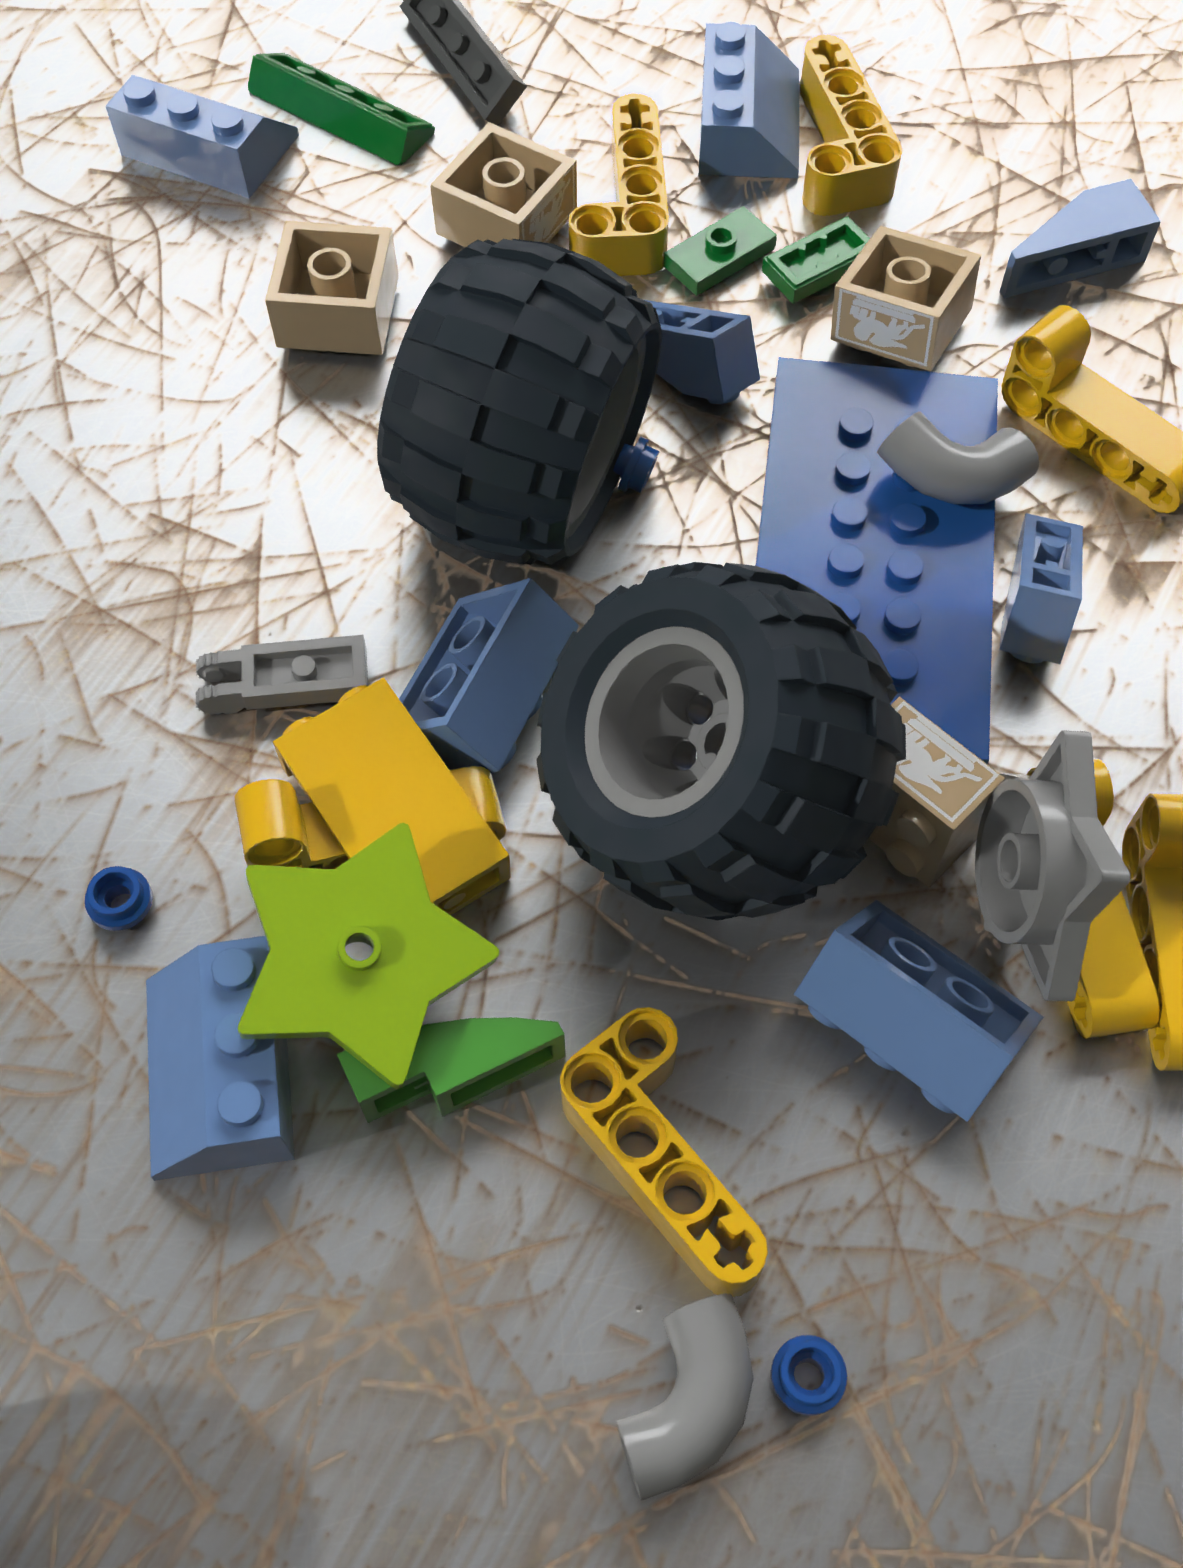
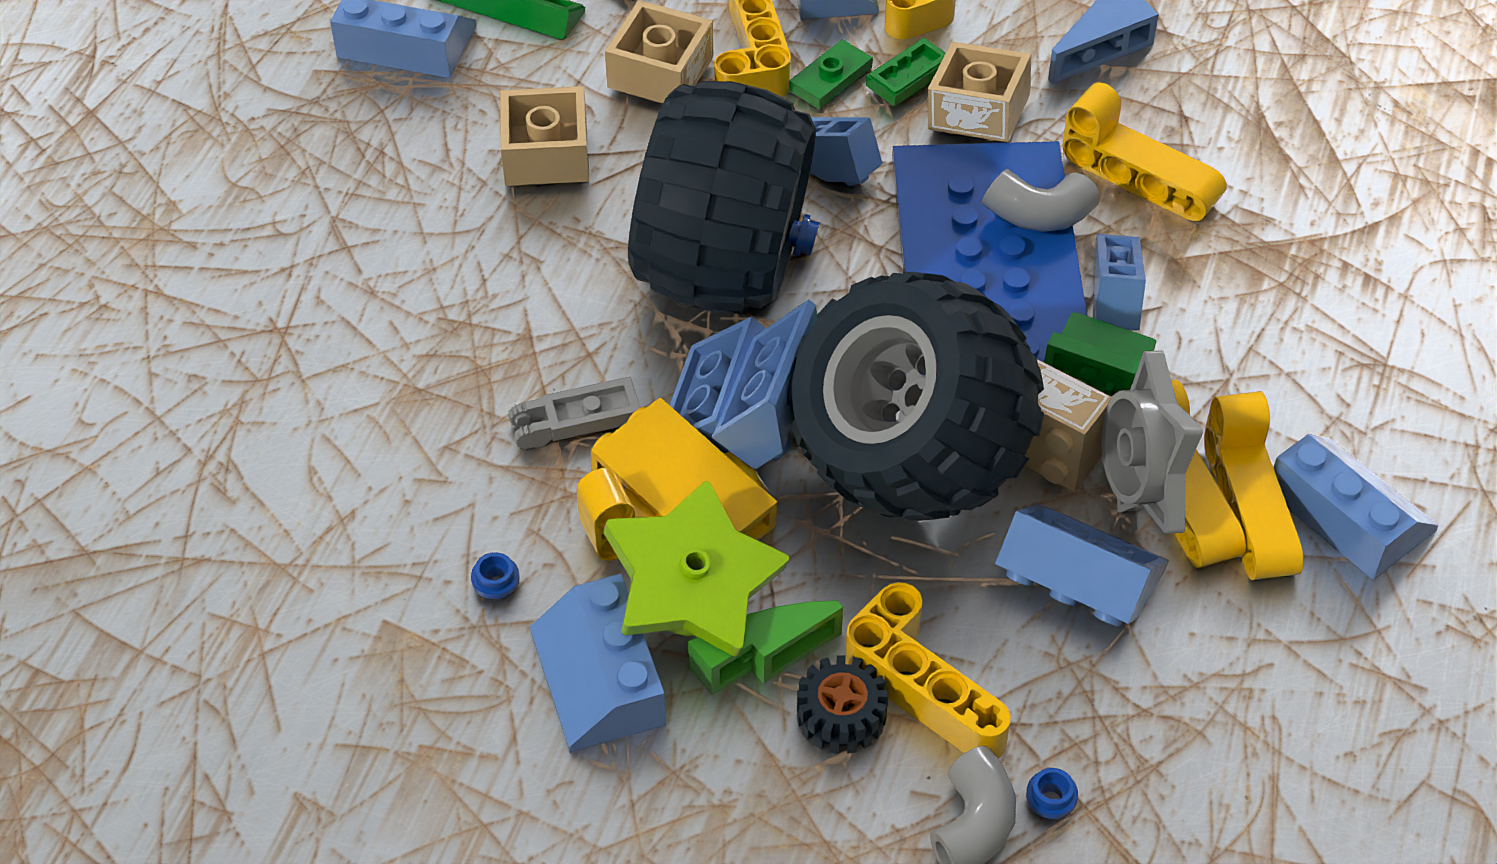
camera: 10 degrees left, 10 degrees down
(497, 729) = (756, 415): none -> medium blue slope
(545, 1153) = (828, 691): none -> black wheel
(997, 700) = (1097, 353): none -> green bracket

